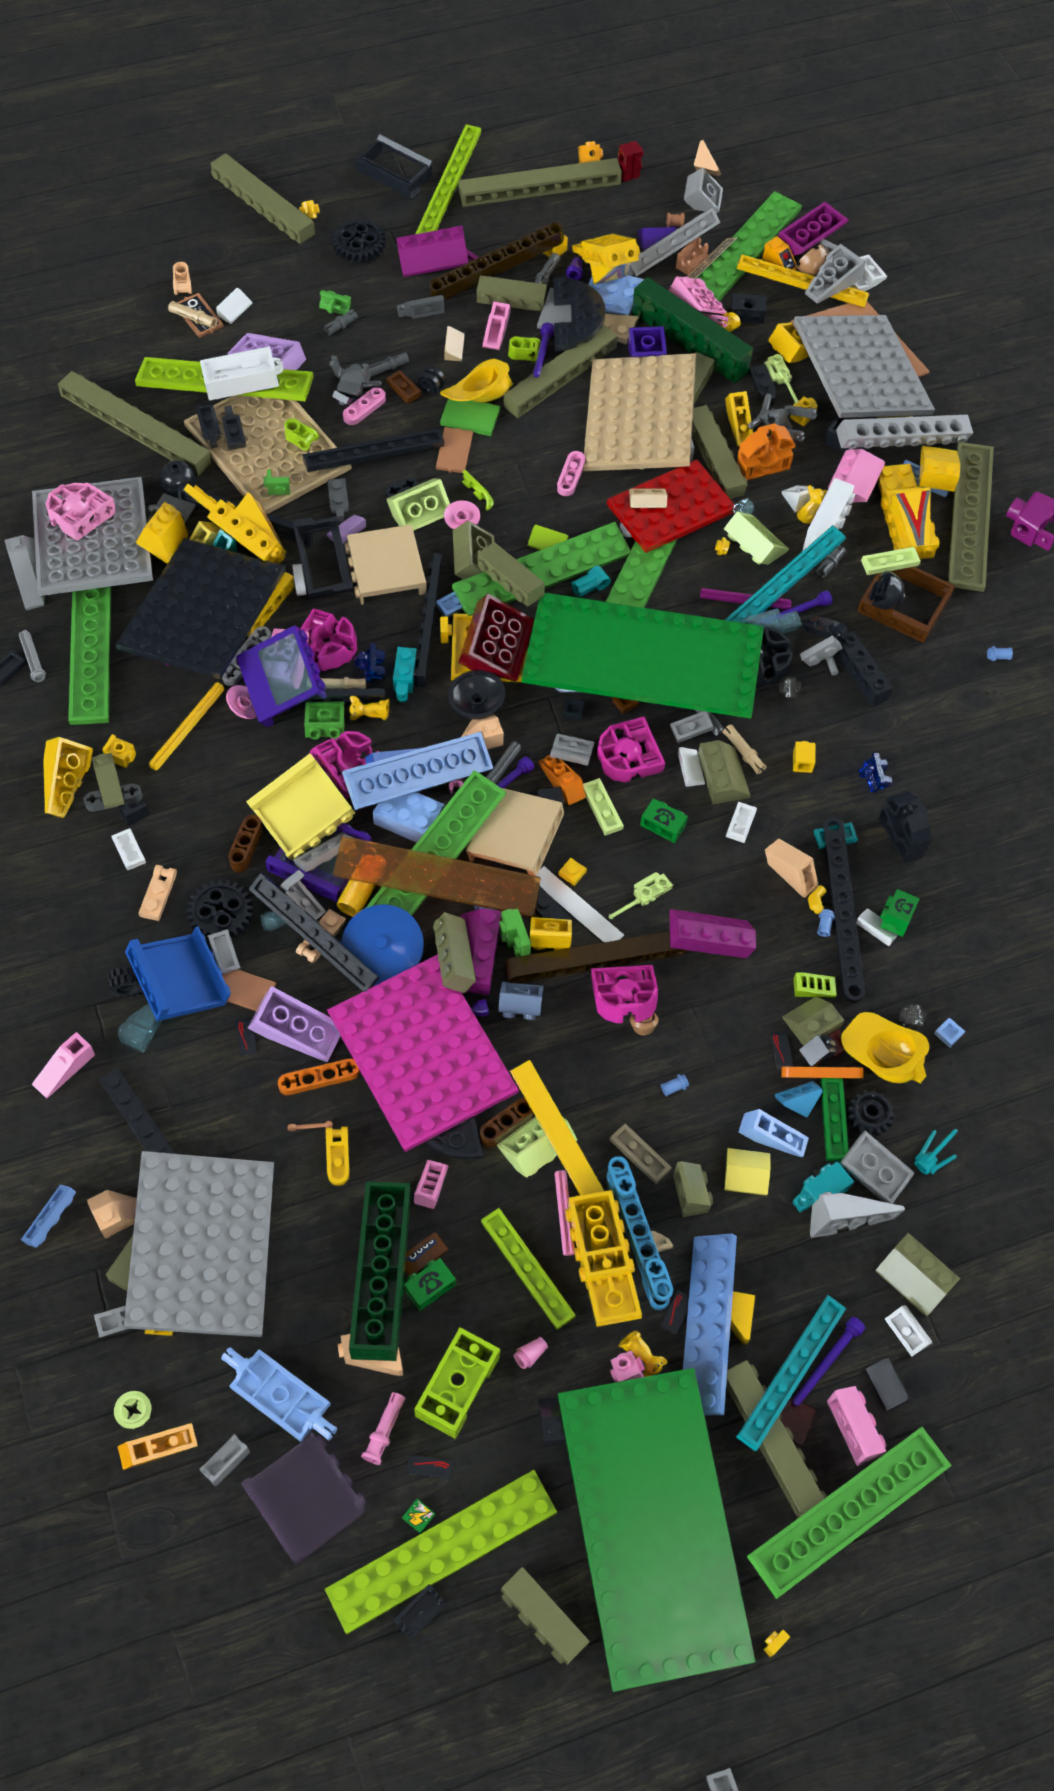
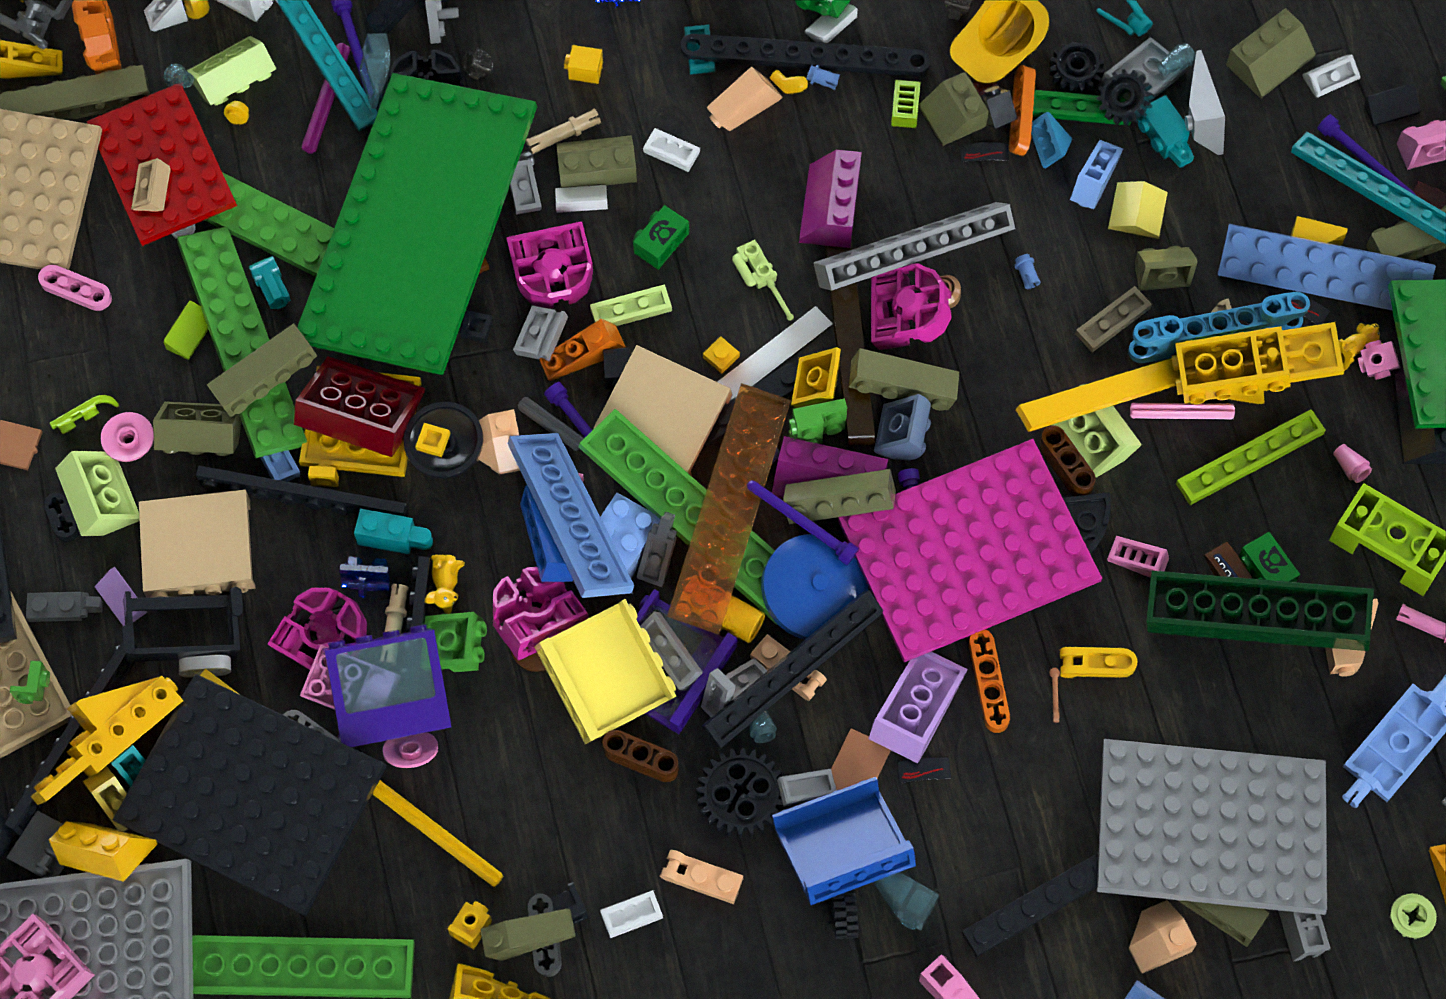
camera: 80 degrees left, 5 degrees up
(402, 835) = (658, 551): none -> dark grey hinge
(409, 959) = (844, 550): none -> dark purple piece
(472, 684) = (432, 440): none -> yellow plate
(559, 993) = (903, 378): none -> olive brick
(677, 991) = (914, 245): none -> light grey brick
(842, 1145) = (1116, 87): none -> black gear
(891, 1190) = (1177, 59): none -> clear light blue cone

